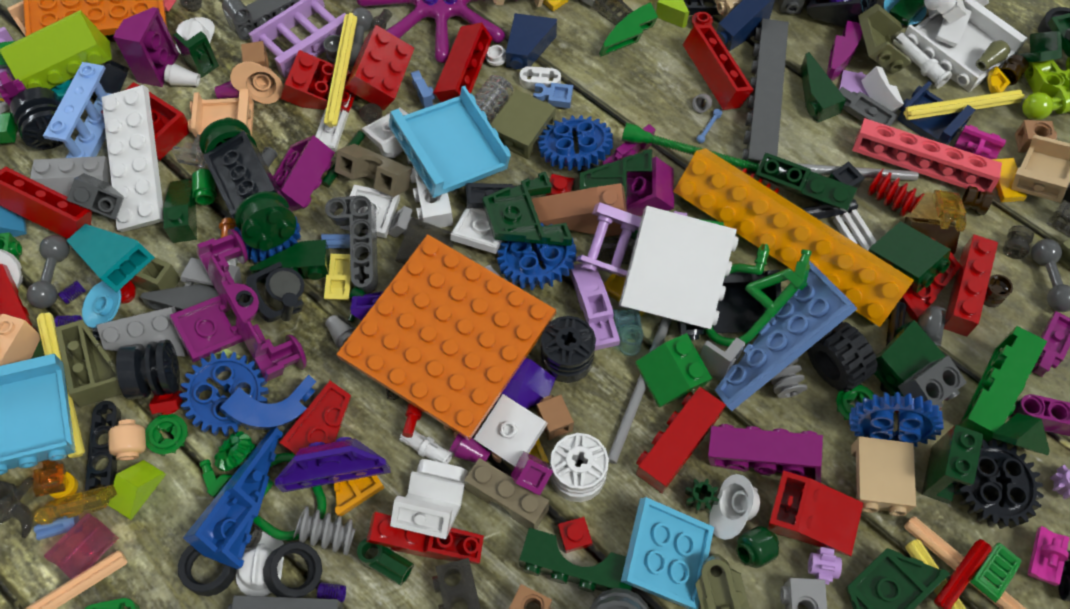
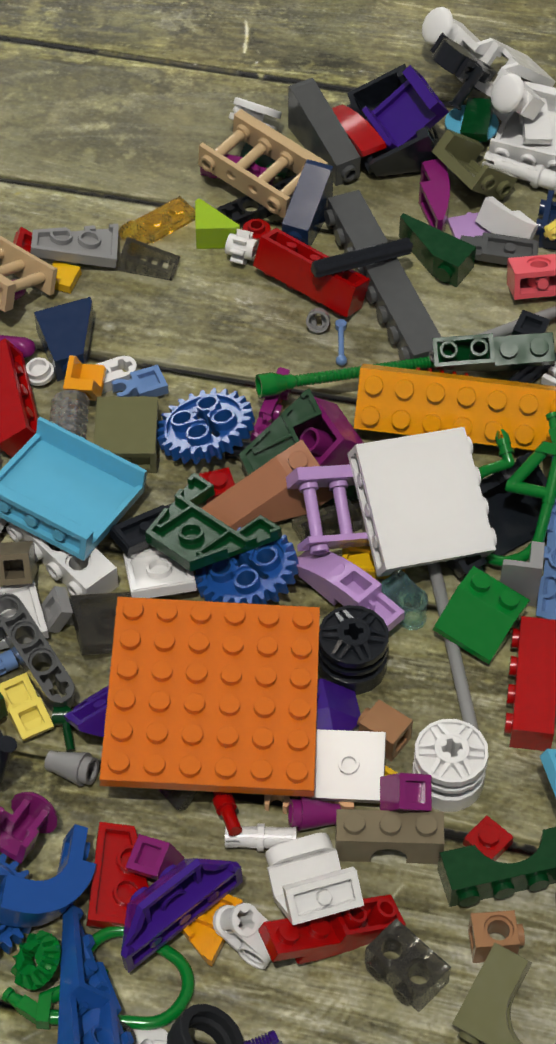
camera: 30 degrees left, 10 degrees down
(325, 531) = (211, 978): light grey piece -> none
(346, 423) = (152, 857): none -> magenta panel
(366, 508) = (240, 928): none -> white piece
(386, 562) = (305, 979): dark green piece -> none
(517, 72) = (84, 378): none -> light orange panel
(629, 29) = (182, 274): green slope -> none
(681, 27) = (241, 246): none -> white gear
(755, 71) = (361, 257): none -> black axle

